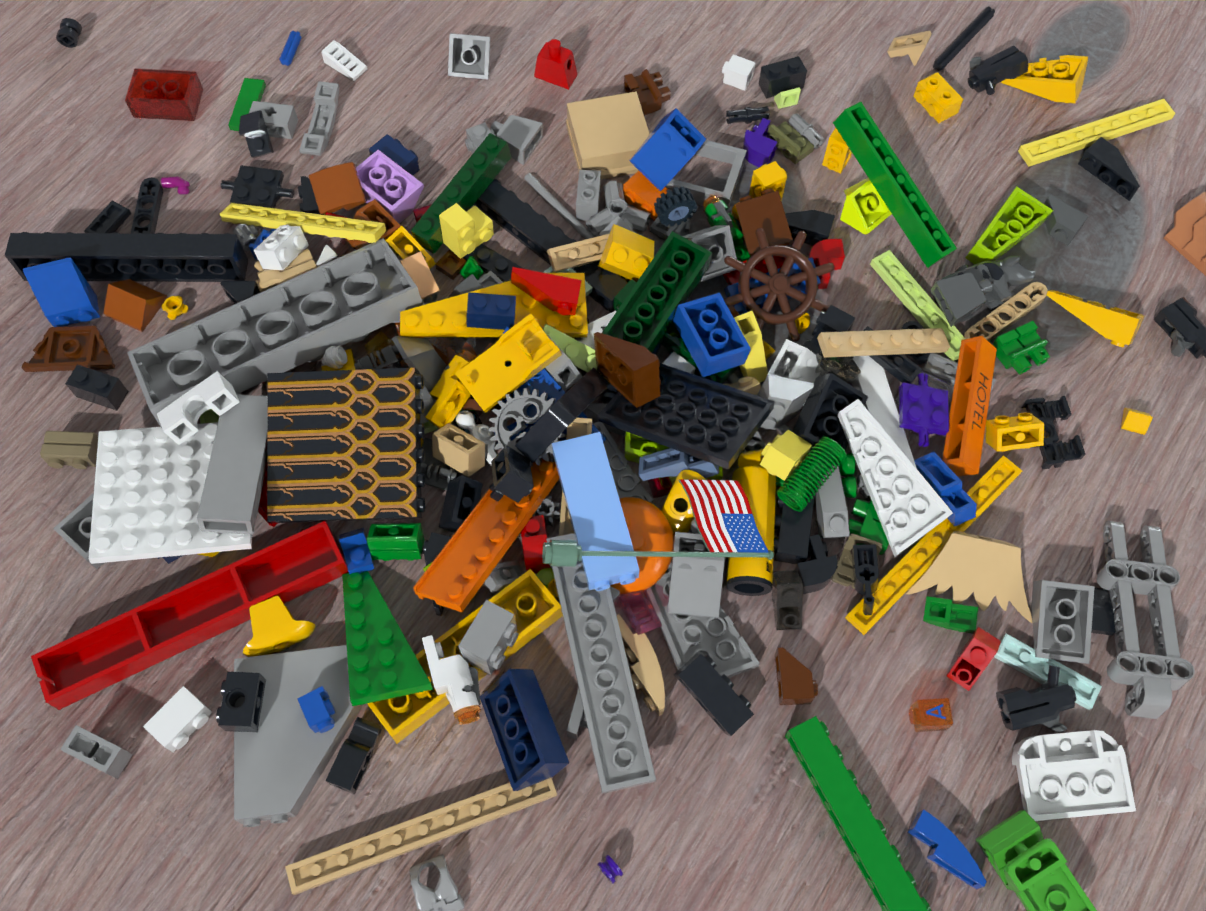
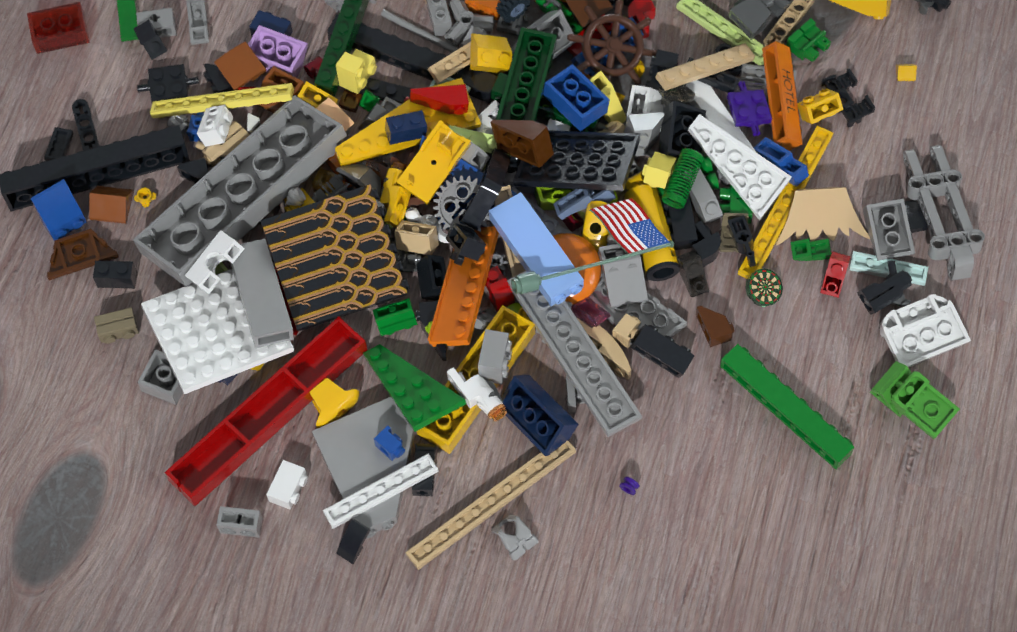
camera: 15 degrees left, 0 degrees up
(176, 182) = (98, 97): magenta arm -> none
(224, 826) = (352, 541): none -> black slope
(247, 716) = (328, 444): black brick -> none
(282, 771) = (380, 491): none -> white tile
(356, 551) = (368, 332): blue slope -> none
(676, 650) = (626, 330): none -> tan brick
(874, 647) = (764, 287): none -> clear green tile
(931, 715) = (816, 320): clear orange brick -> none
(946, 849) = (852, 403): blue slope -> none

